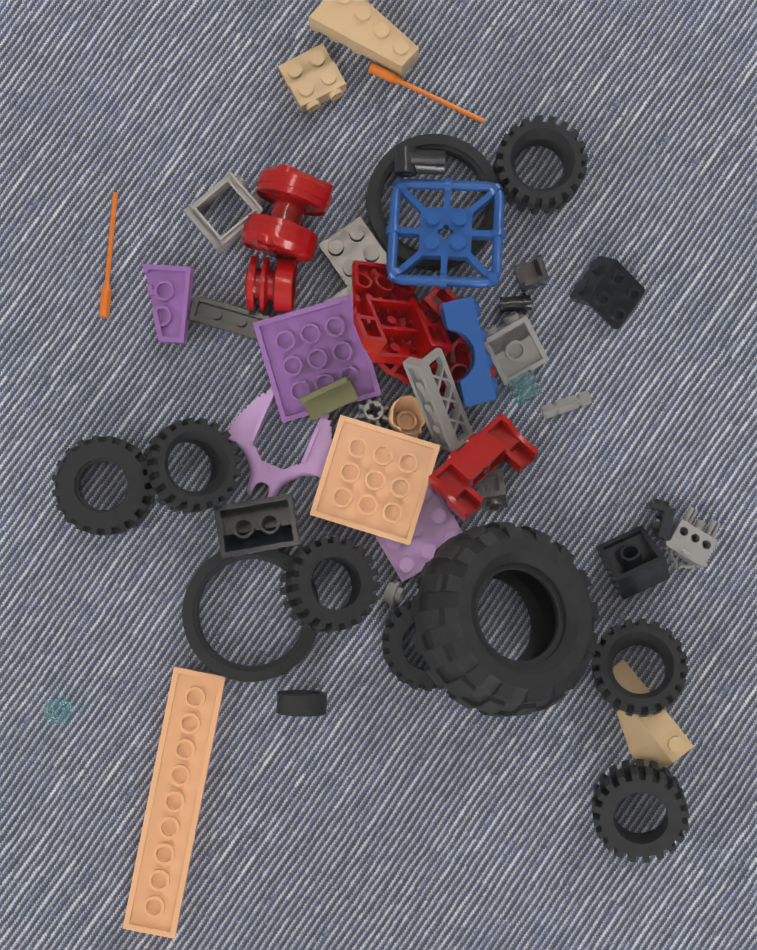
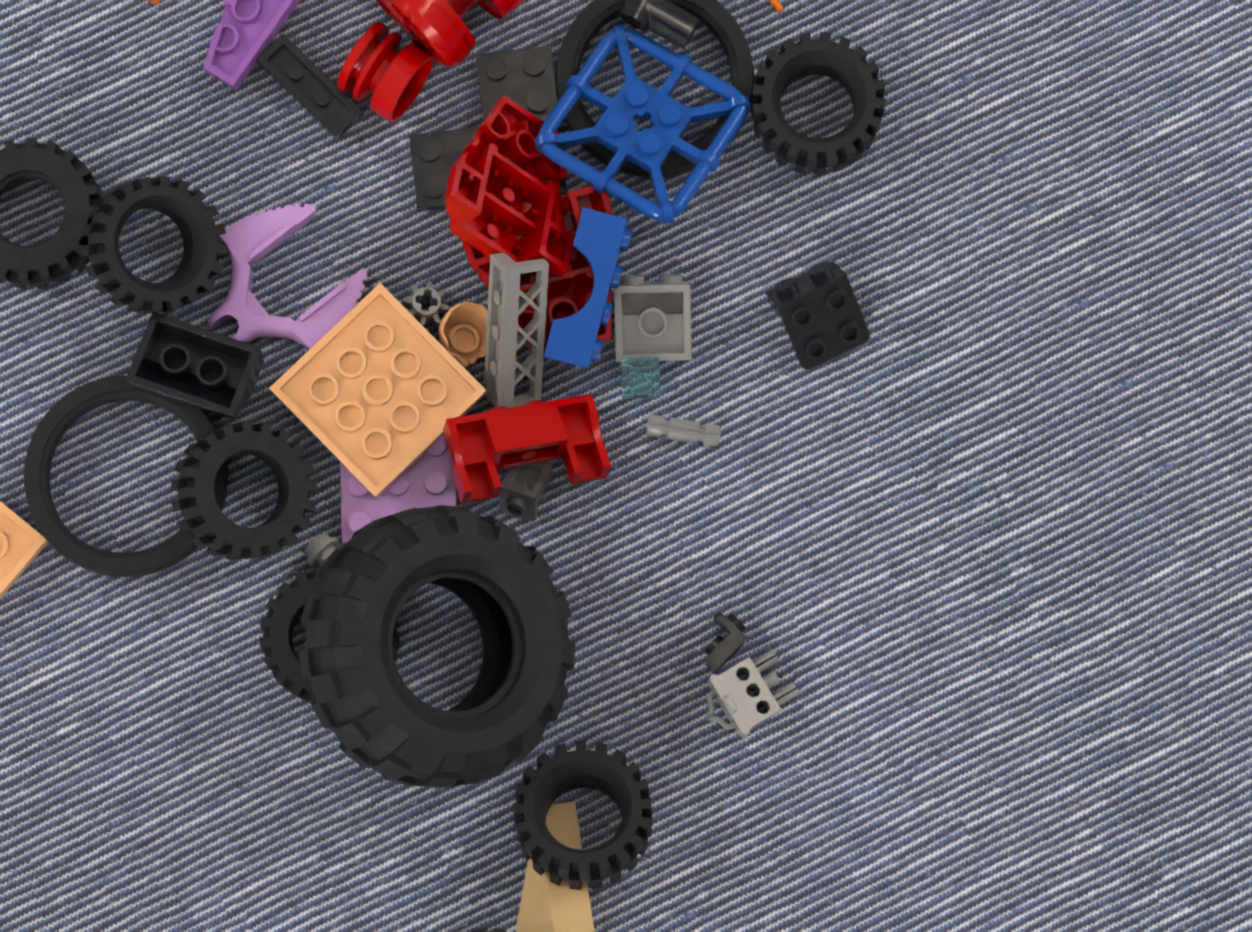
camera: 30 degrees right, 5 degrees down
(301, 703) = (124, 624): black tyre -> none
(311, 350) = (385, 197): medium lavender plate -> none
(329, 397) = (379, 253): olive panel -> none
(515, 303) = (689, 264): black pin -> none
(531, 274) = (729, 238): black panel -> none
(633, 562) = (656, 680): black slope -> none

